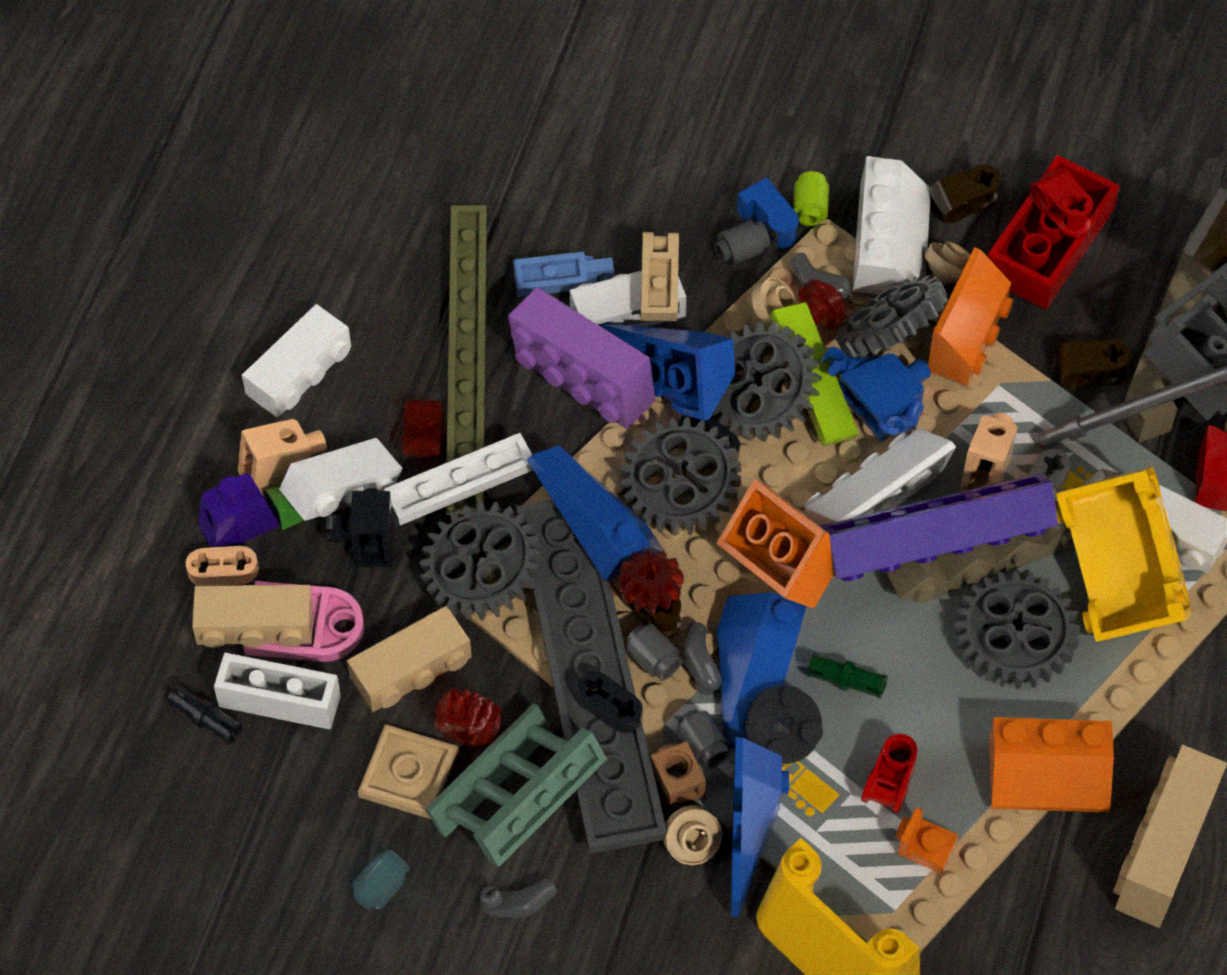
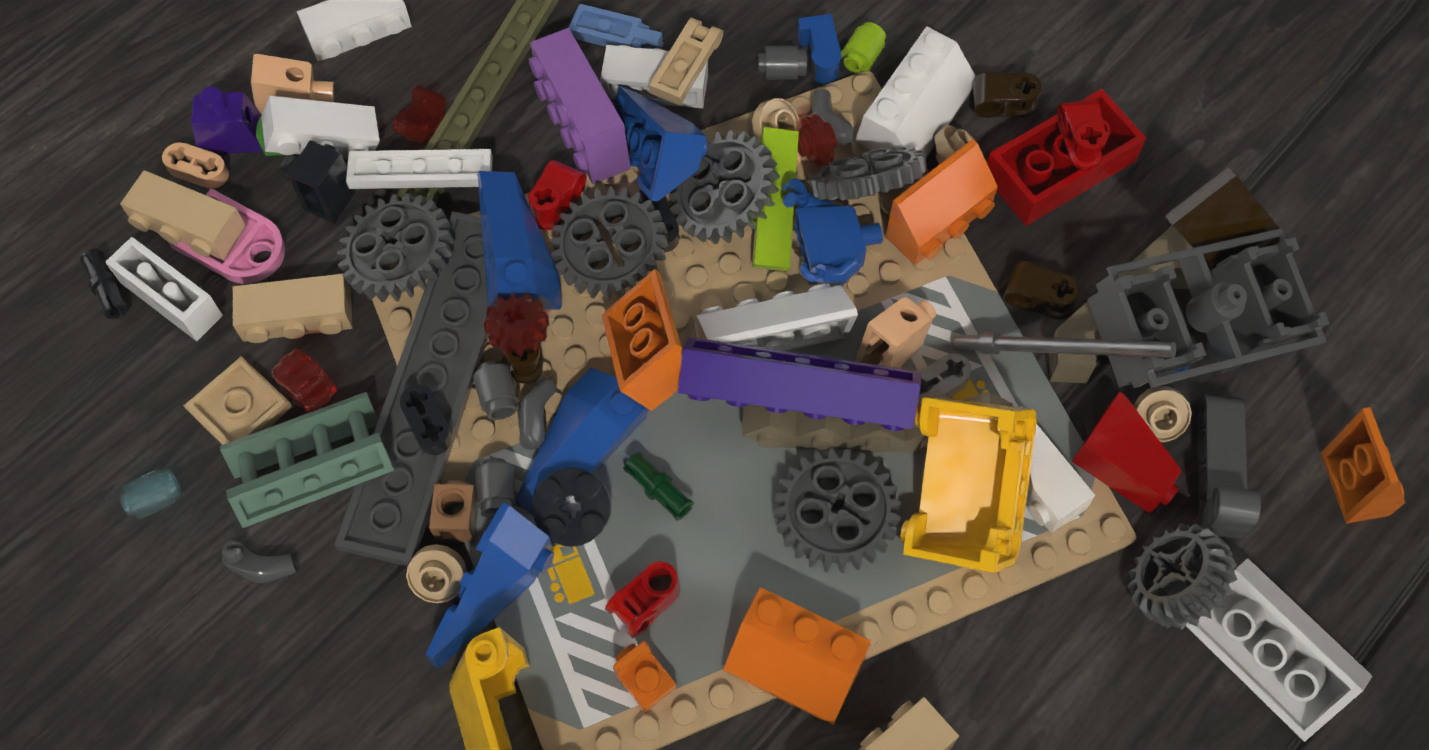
camera: 25 degrees right, 5 degrees up
(602, 449) = (554, 192): none -> red piece

